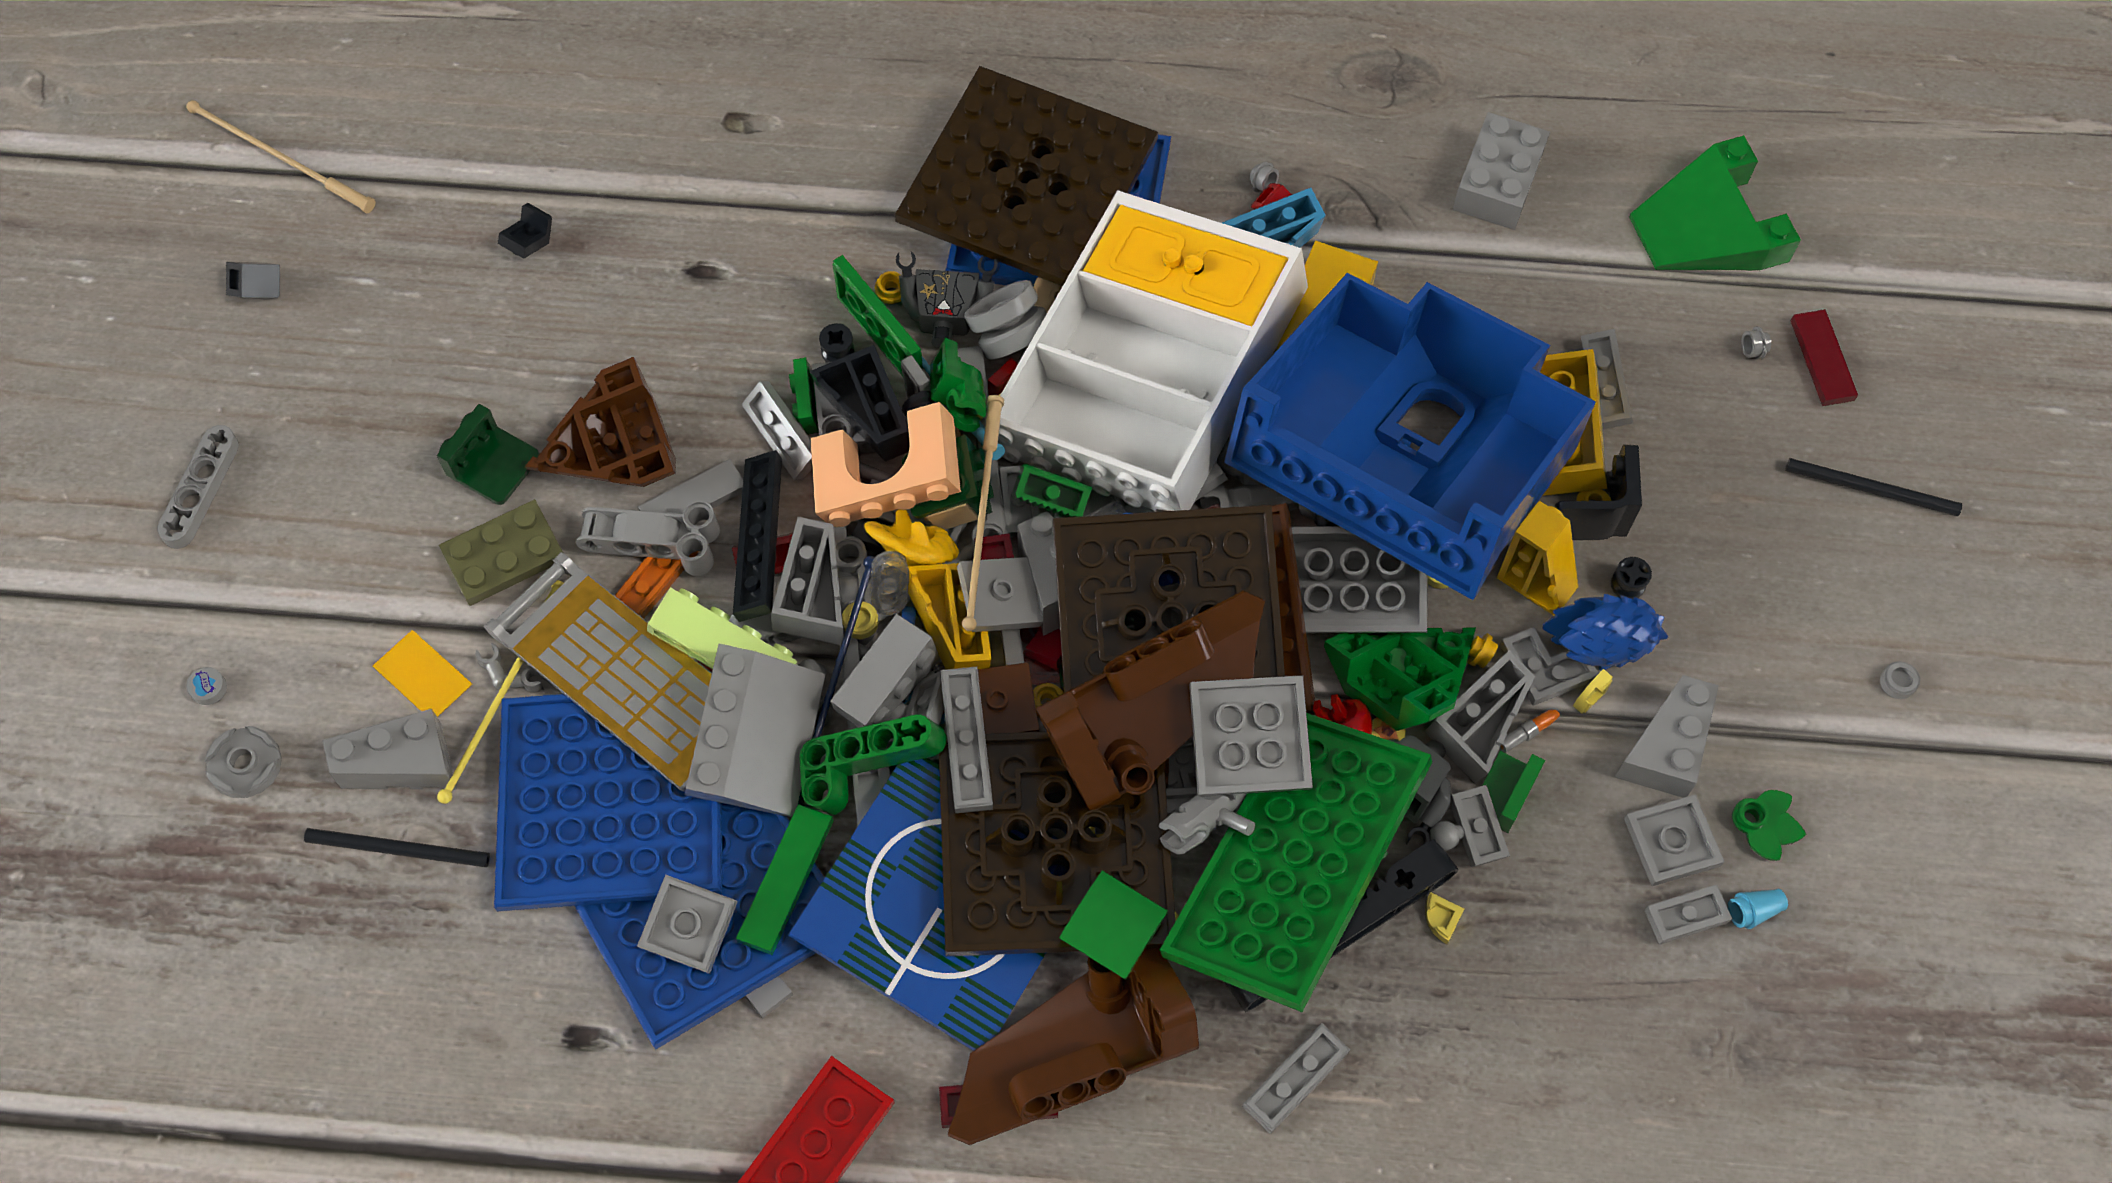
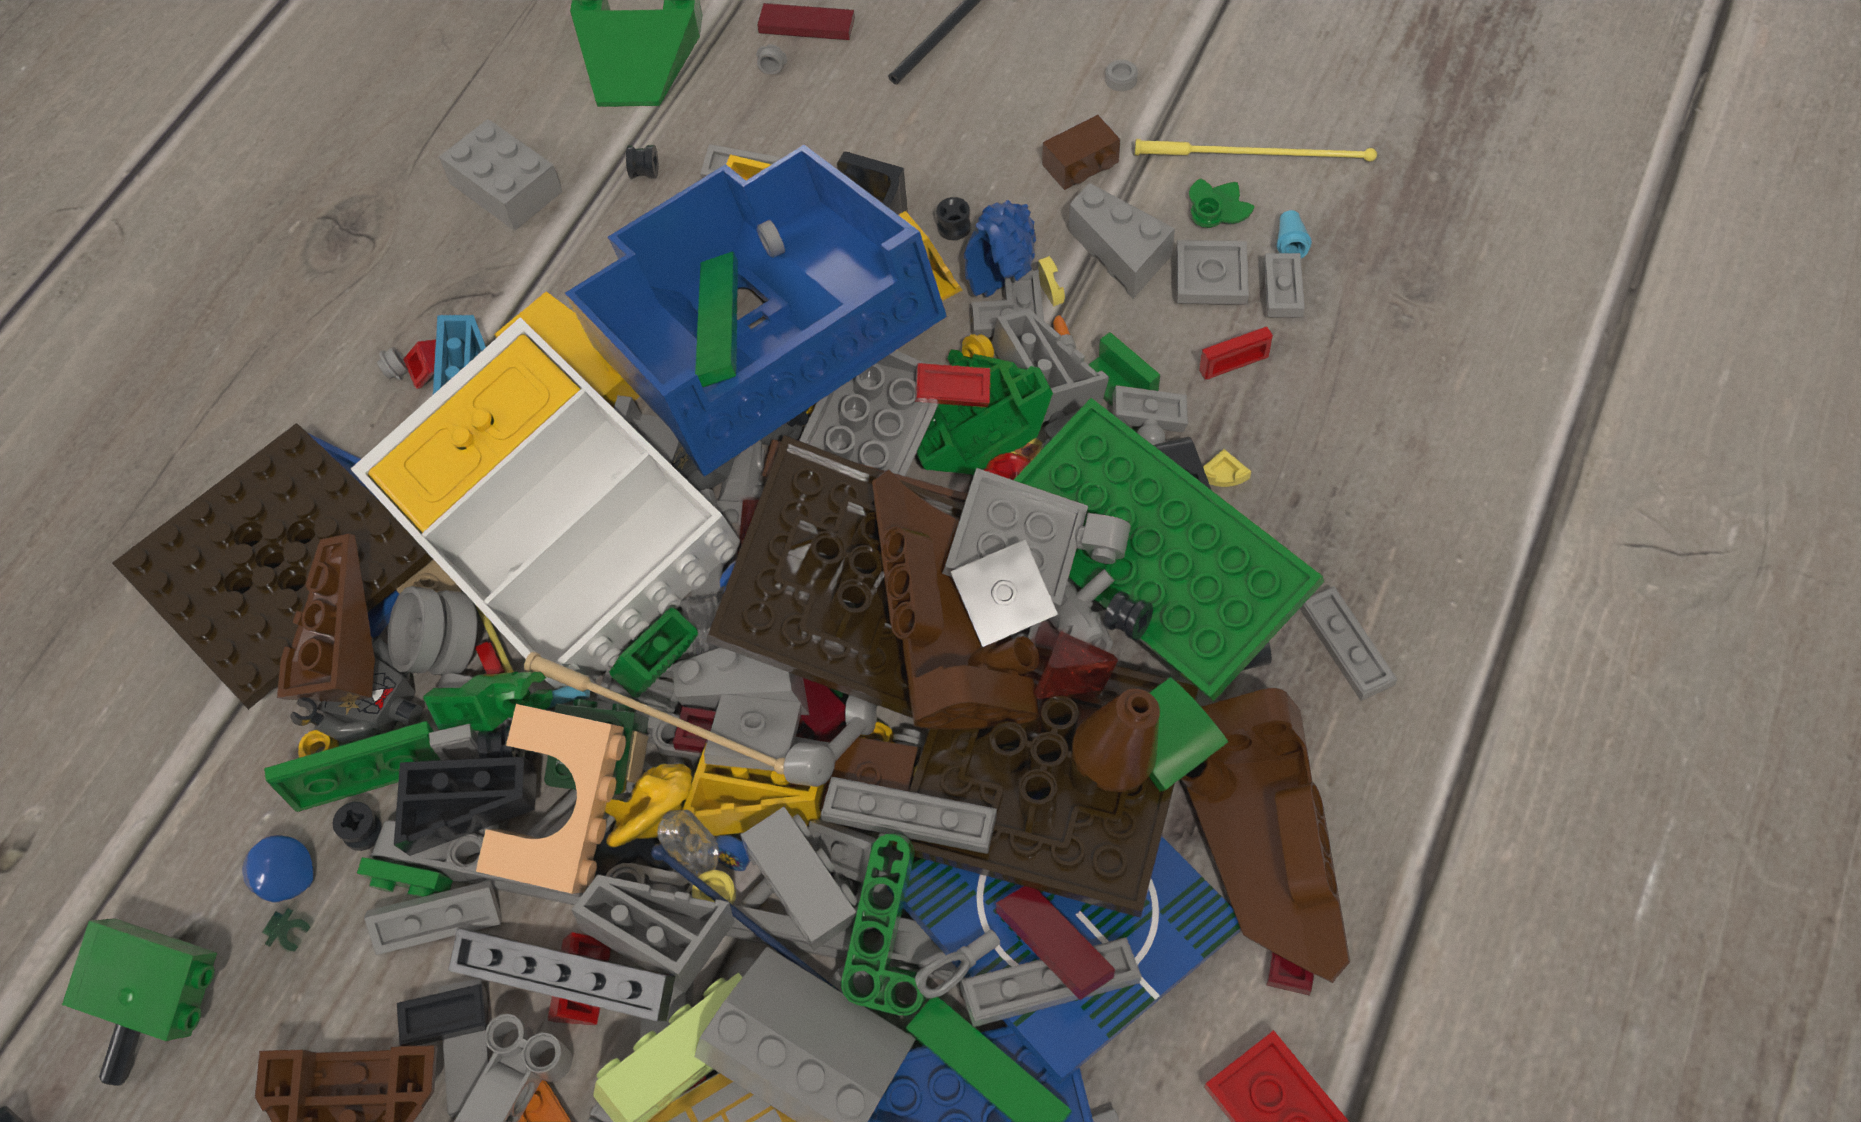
camera: 65 degrees left, 5 degrees down
(660, 257) = (140, 984): none -> green piece
(707, 470) = (442, 1015): none -> black tile
(738, 327) = (279, 926): none -> clear green plate
(781, 305) = (278, 868): none -> blue hair
(863, 826) = (966, 954): none -> light grey piece
(867, 901) = (1036, 987): none -> light grey tile
(898, 891) = (1055, 941): none -> dark red tile
(961, 253) = (333, 639): none -> reddish brown wedge
(979, 648) = (814, 763): none -> light grey piece
(1063, 889) = (1119, 742): none -> reddish brown cone
(1141, 823) = (1074, 668): none -> clear red slope
(1186, 740) = (1003, 593): none -> plate
(1211, 855) = (1128, 615): none -> black wheel
(1280, 810) = (1104, 537): none -> light grey plate
(1376, 405) = (717, 320): none -> green tile
(1414, 635) = (952, 385): none -> red tile
(1492, 417) = (770, 239): none -> light grey tile
(1572, 280) = (642, 161): none -> black wheel
(1580, 889) = (1235, 353): none -> red tile
(1769, 670) = (1081, 152): none -> reddish brown brick
(1828, 771) = (1186, 148): none -> light yellow piece

